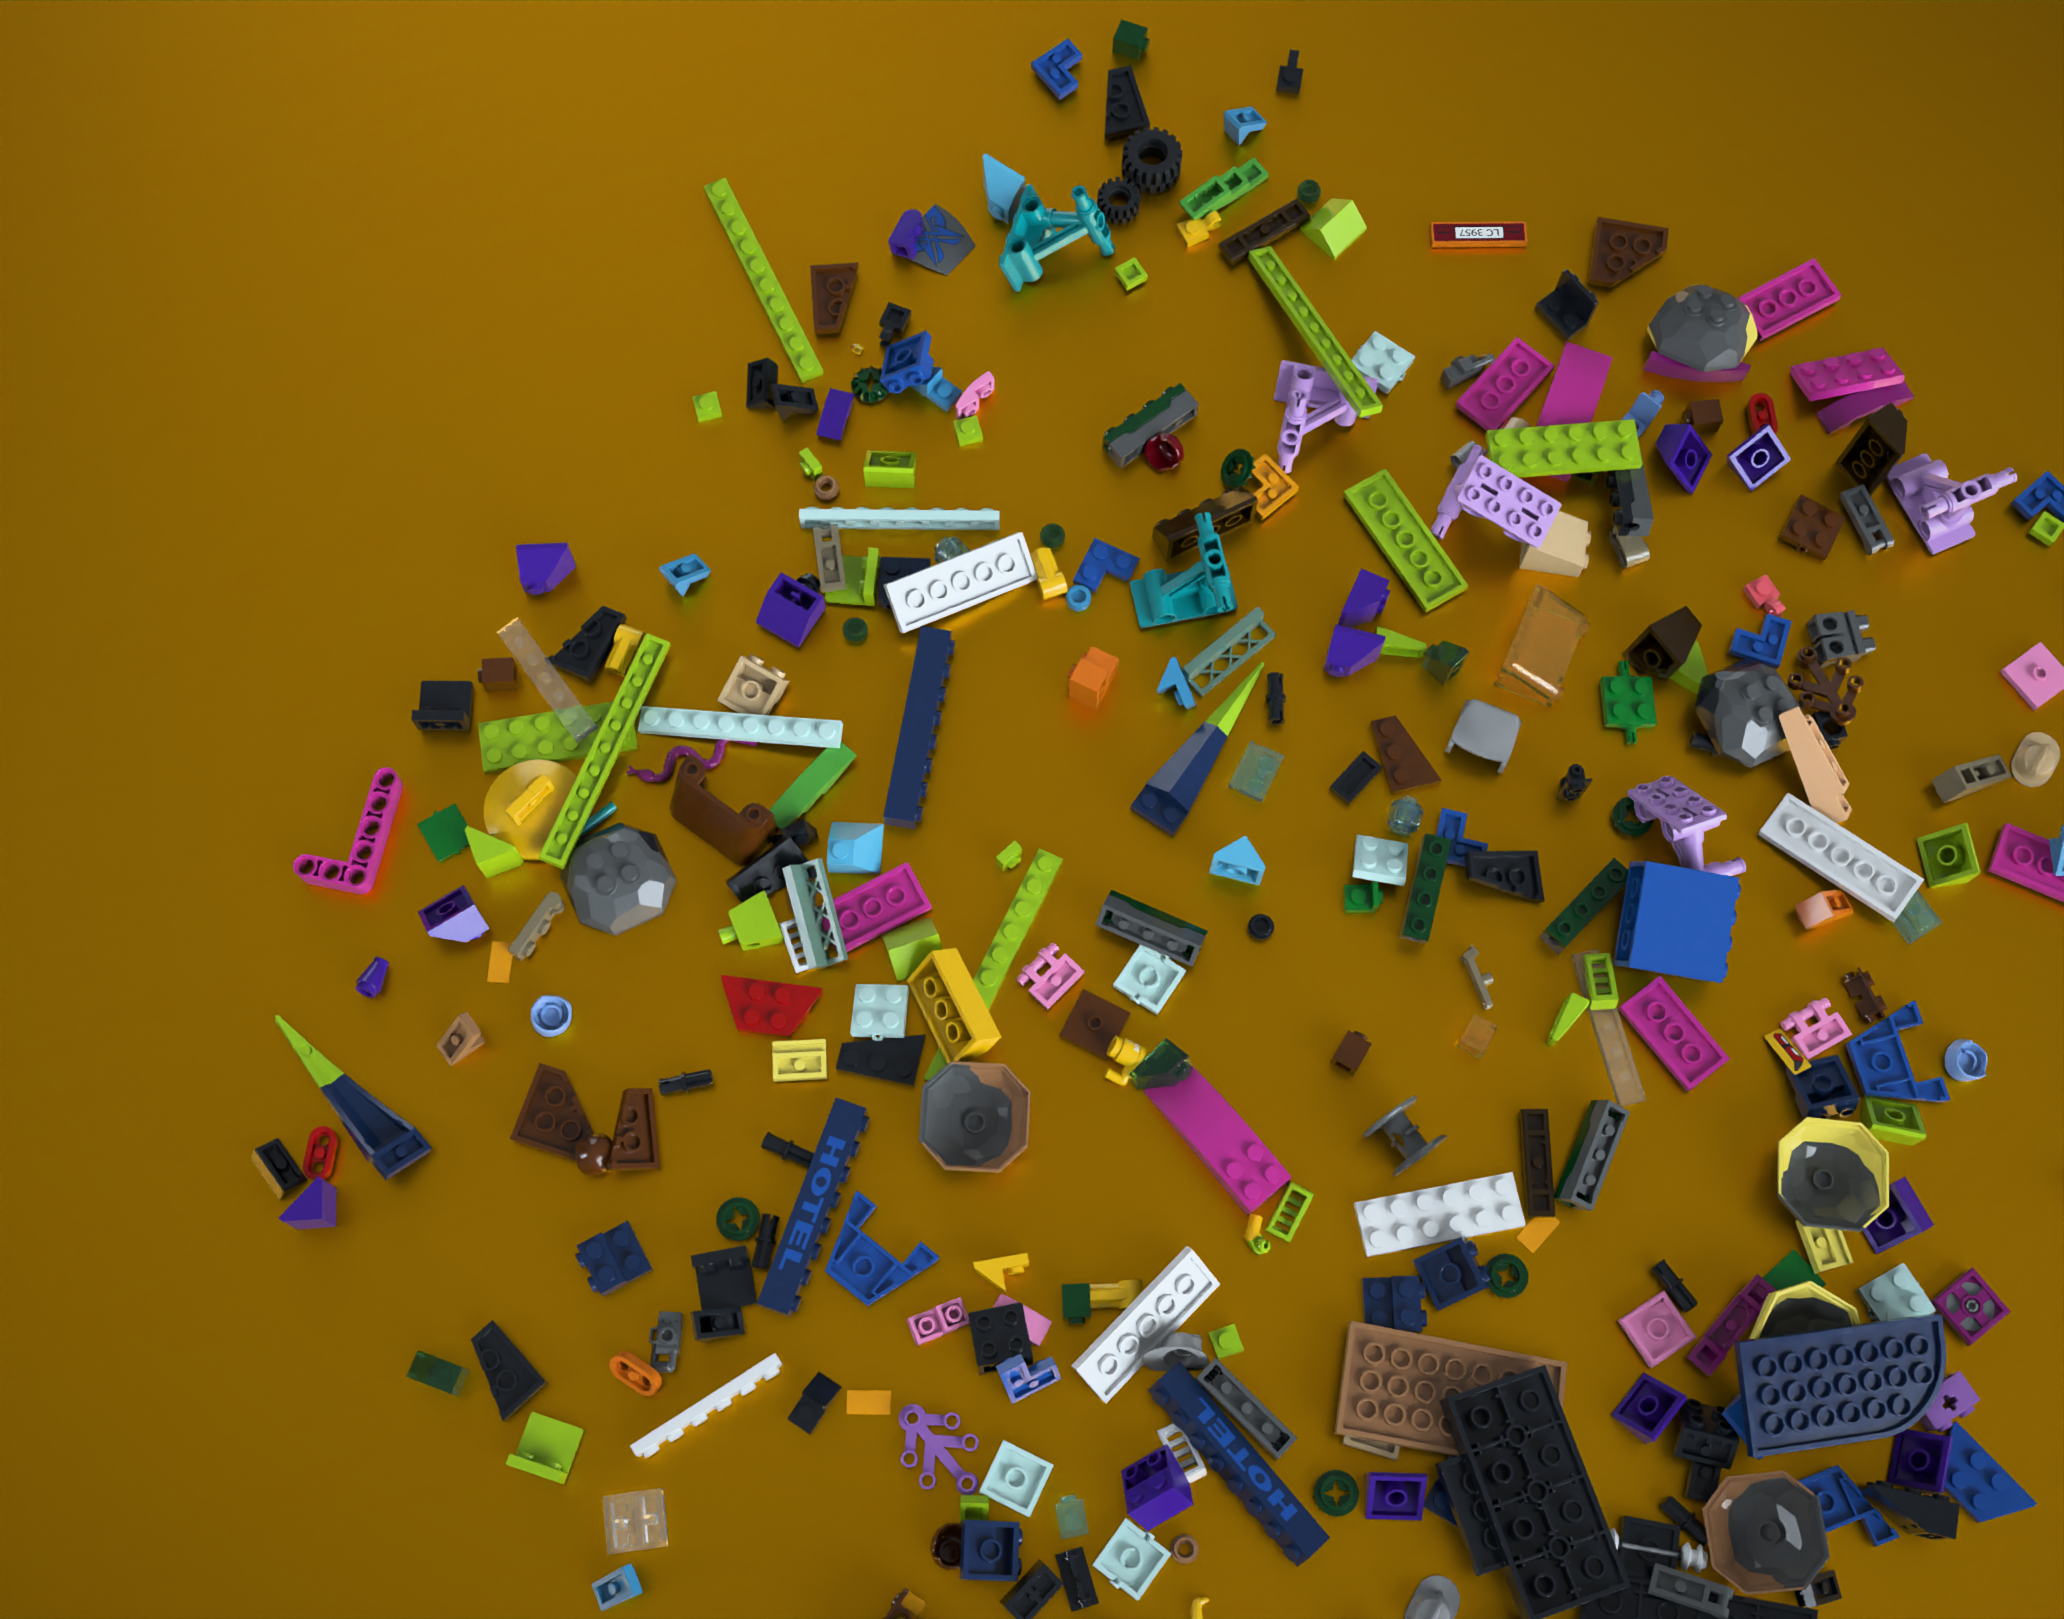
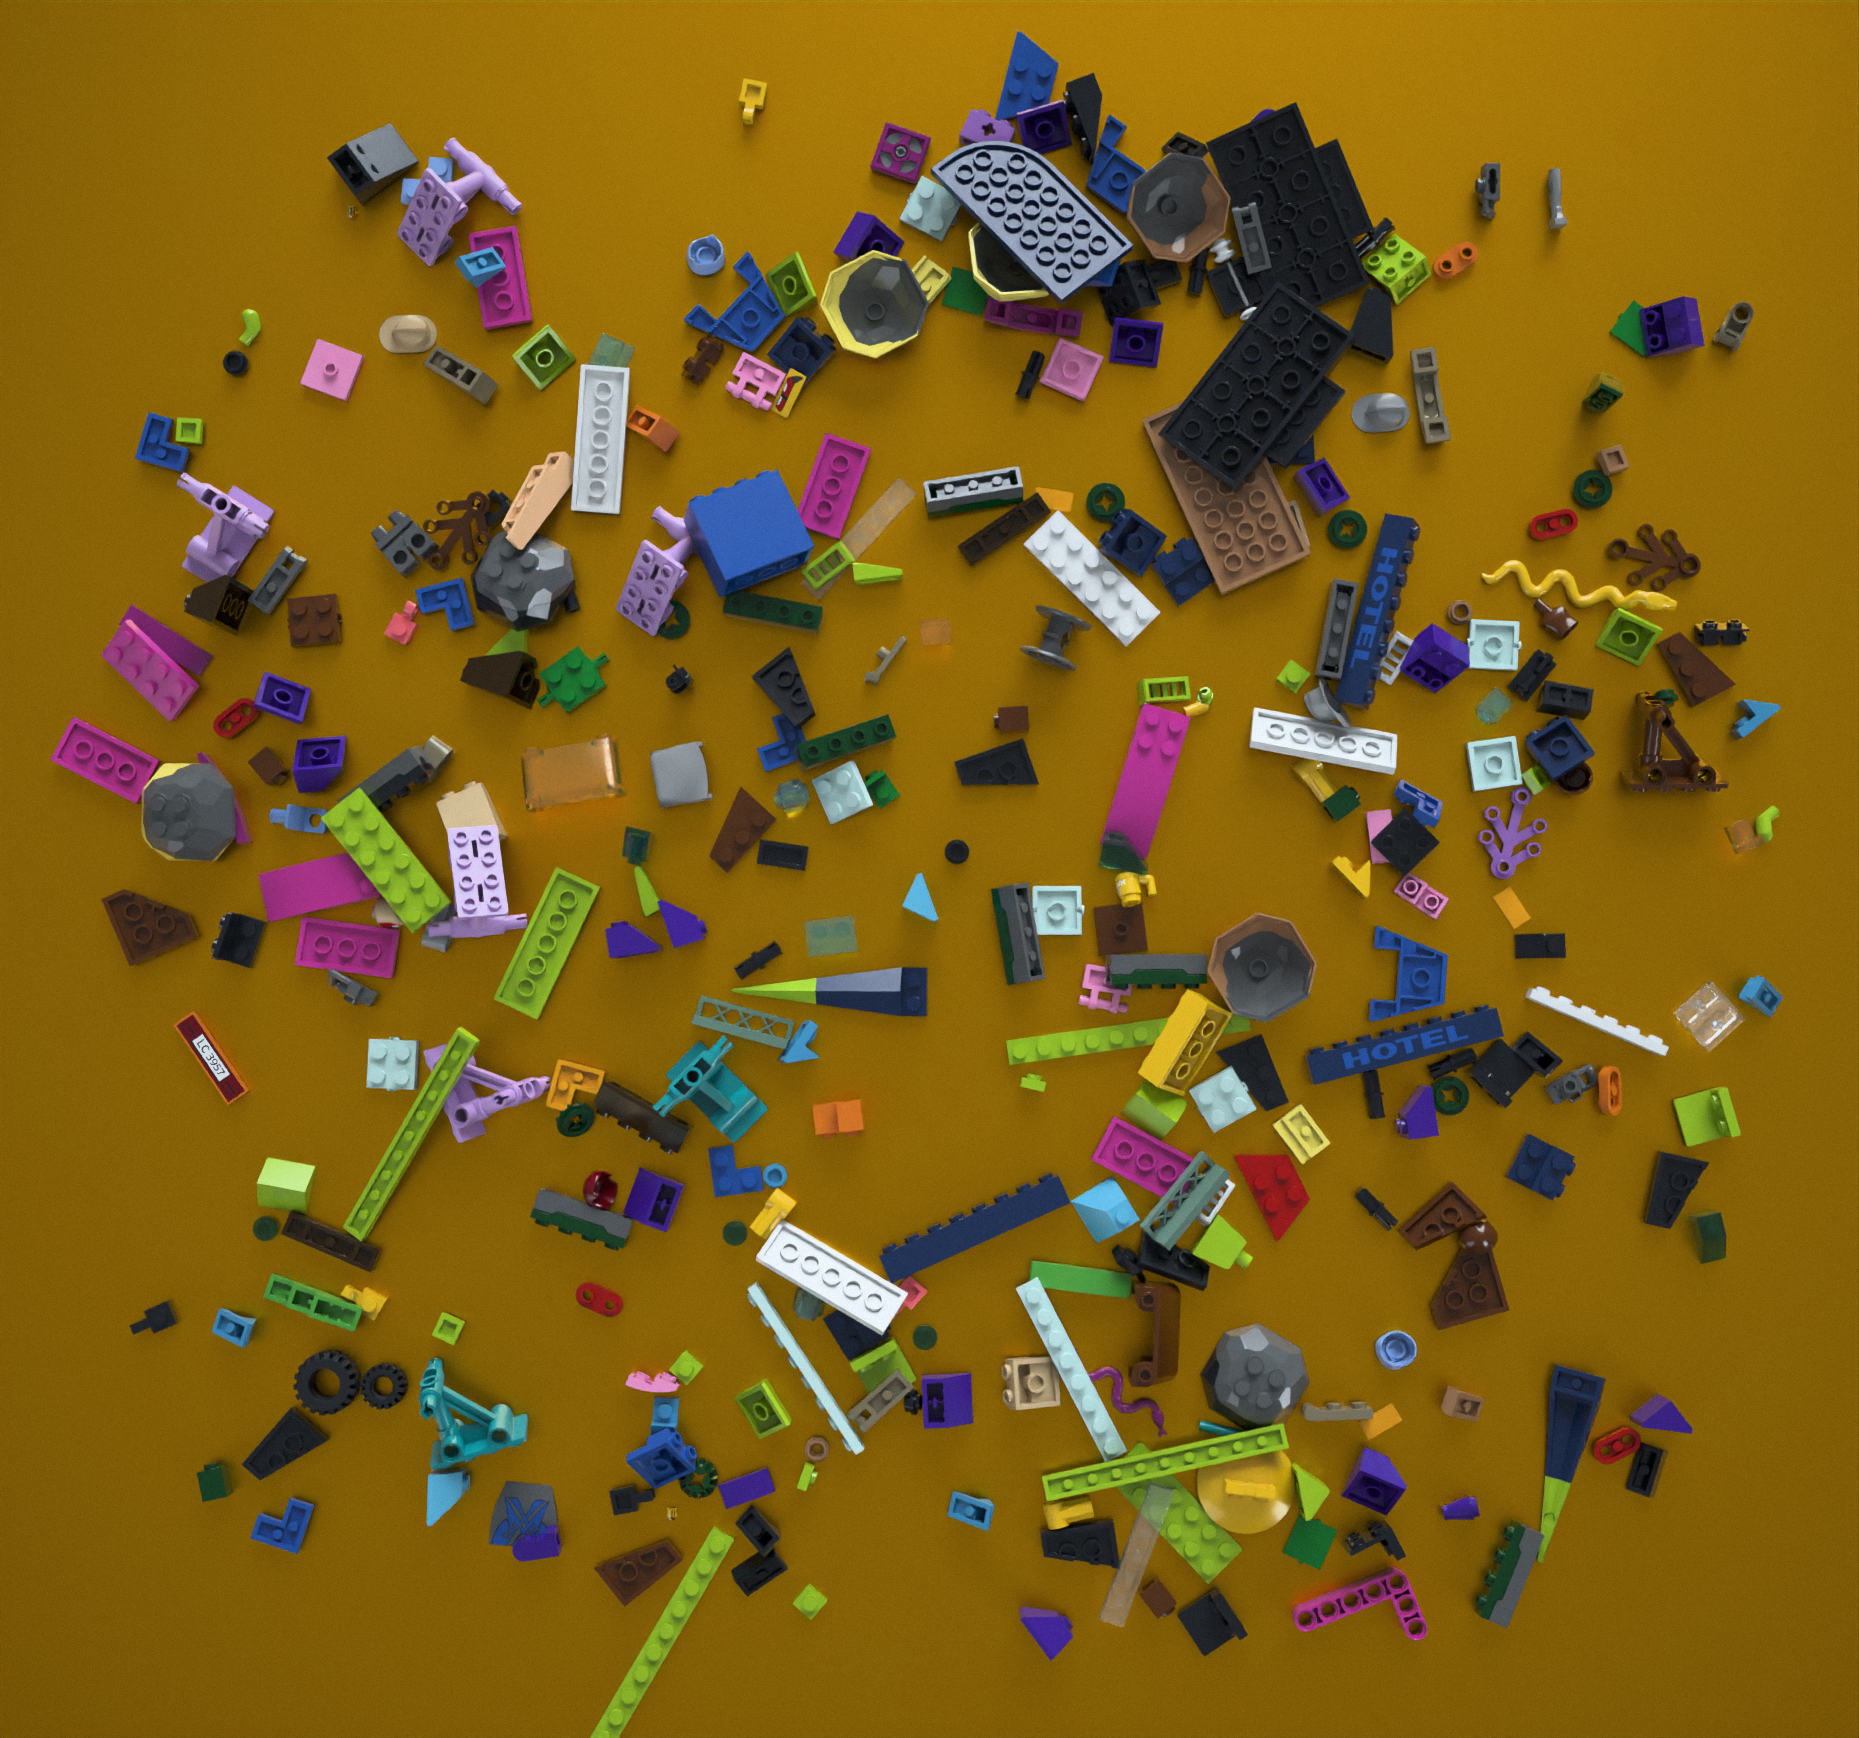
camera: 120 degrees left, 15 degrees up
(288, 981) = (1508, 1573): none -> piece
(409, 889) = (1376, 1532): none -> black bracket
(739, 1171) = (1418, 1115): none -> dark purple slope
(900, 642) = (914, 1290): none -> coral plate
(1037, 1026) = (1156, 969): none -> piece
(1074, 400) = (599, 1298): none -> red plate
(1124, 489) = (654, 1199): none -> dark purple slope
(1315, 1013) = (998, 766): none -> black wing

